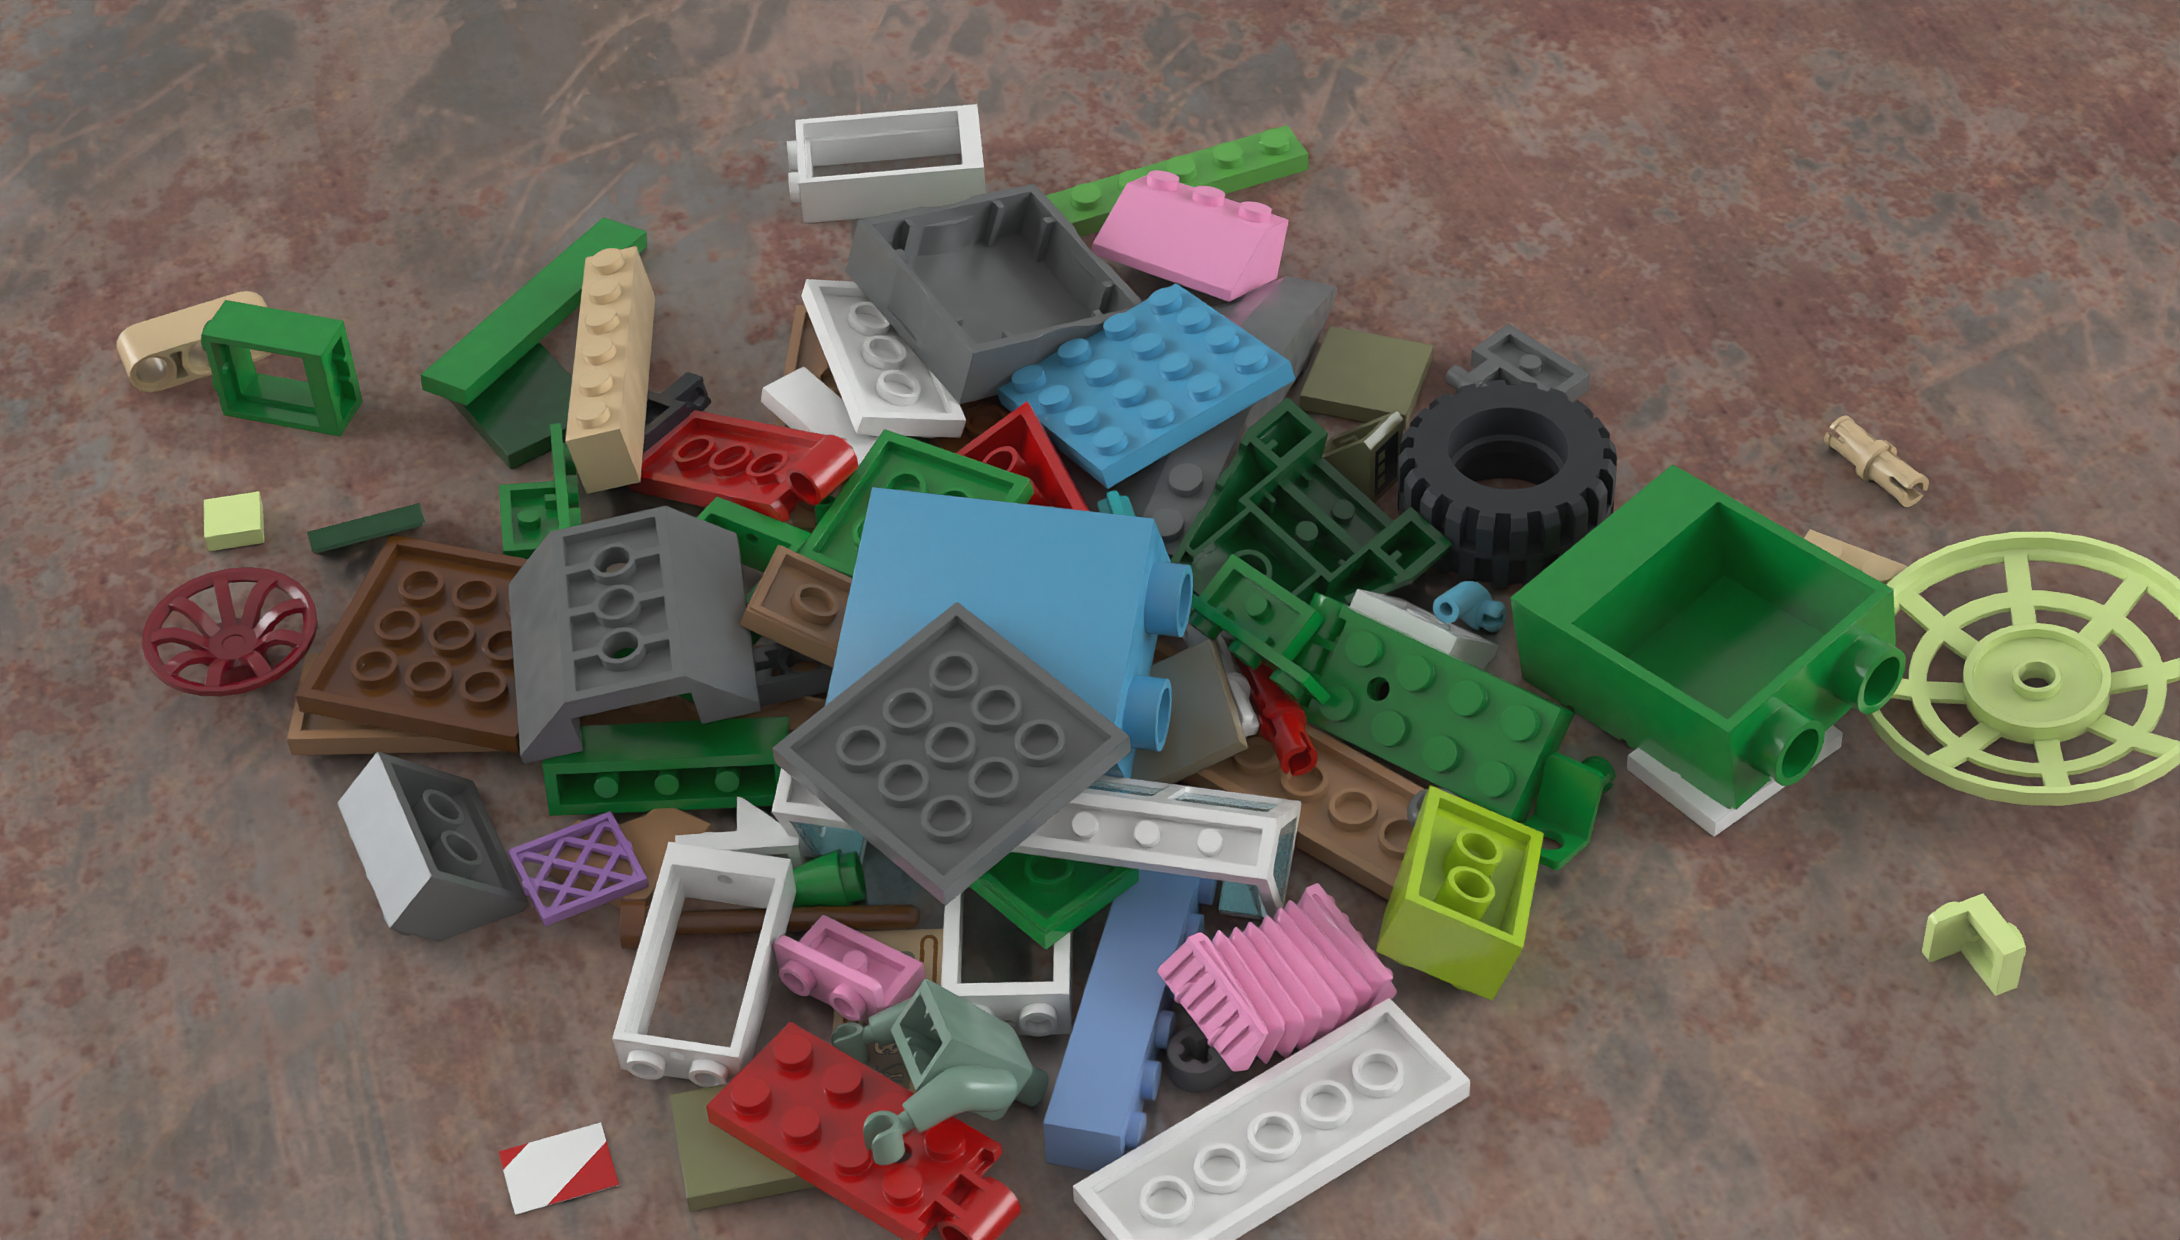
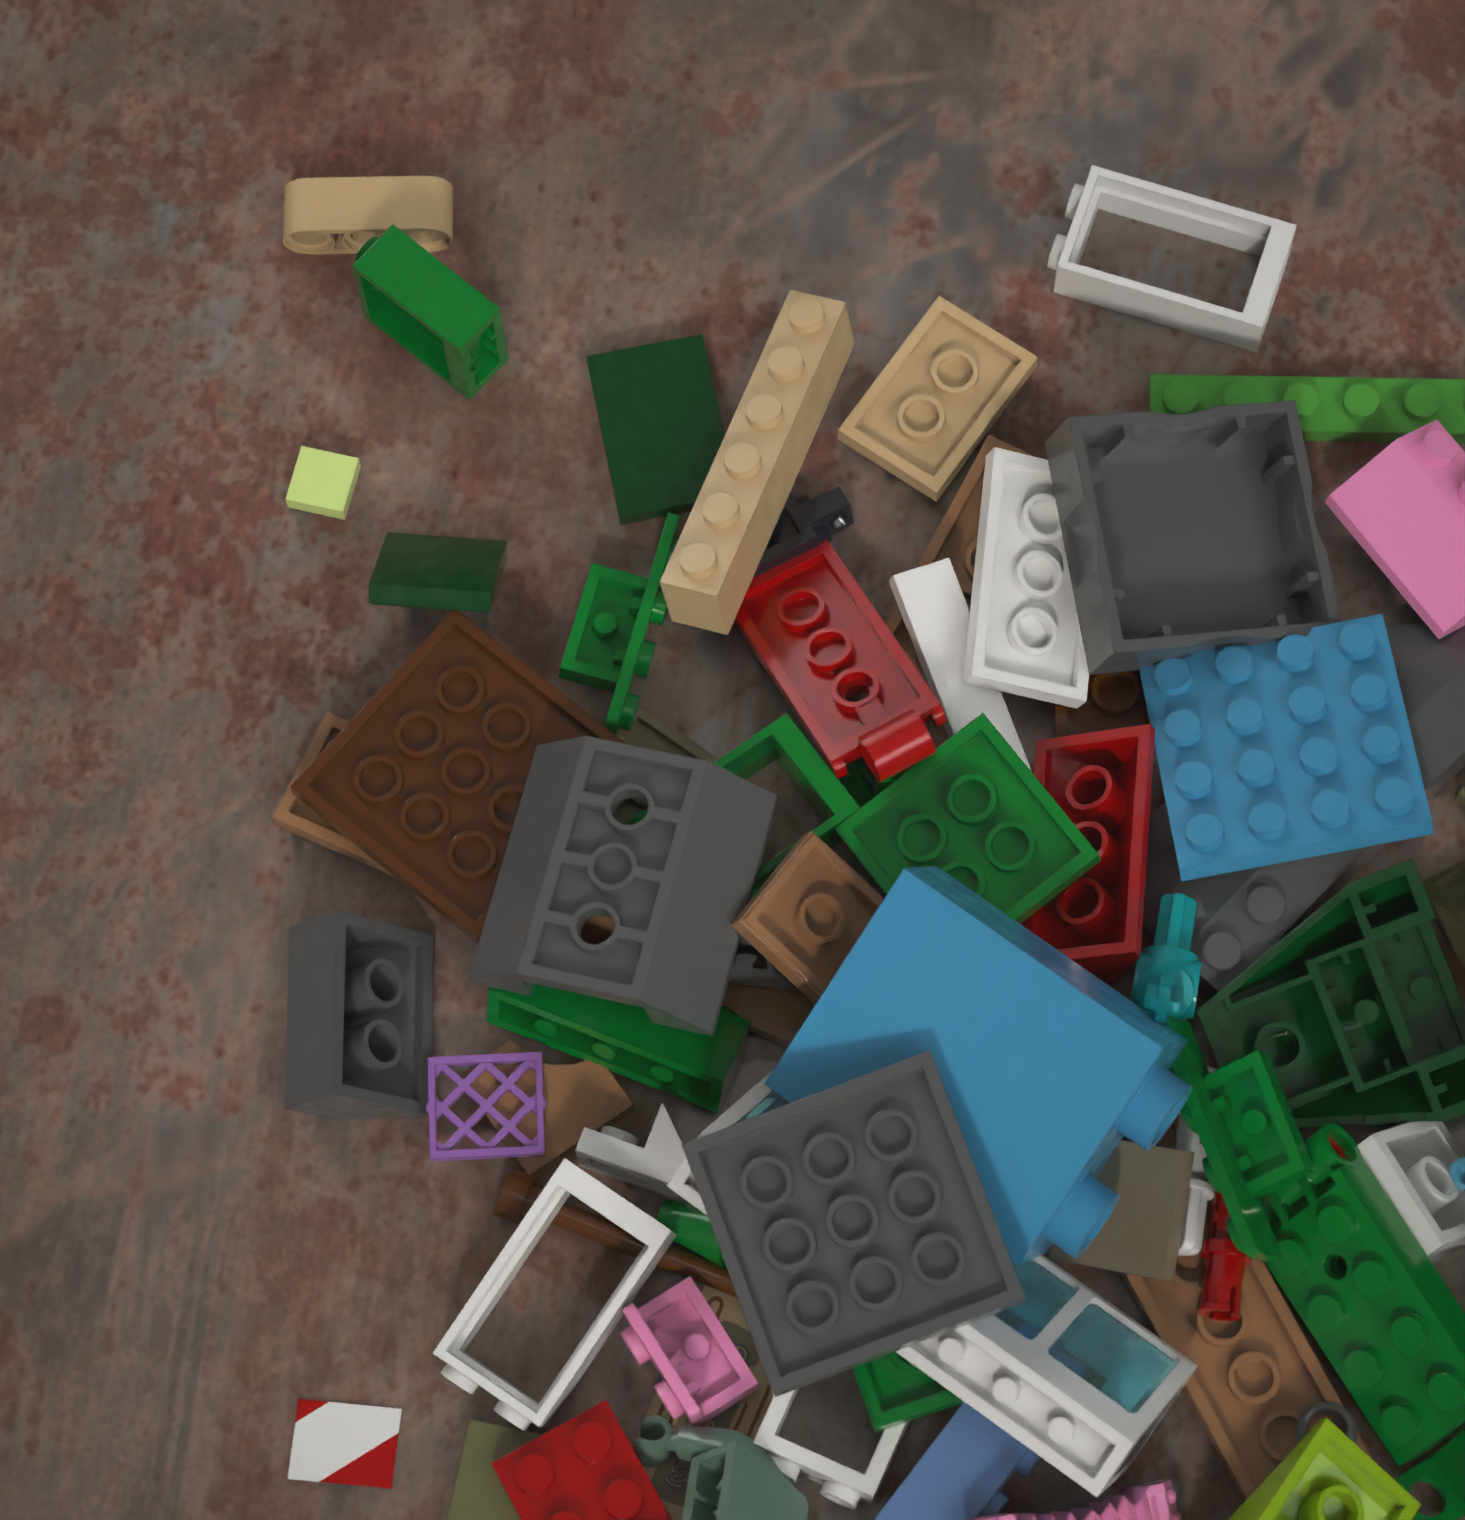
camera: 25 degrees right, 25 degrees up
(236, 646) = (262, 666): dark red wheel -> none
(524, 317) = (718, 323): green tile -> none
(741, 303) = (937, 398): none -> tan plate

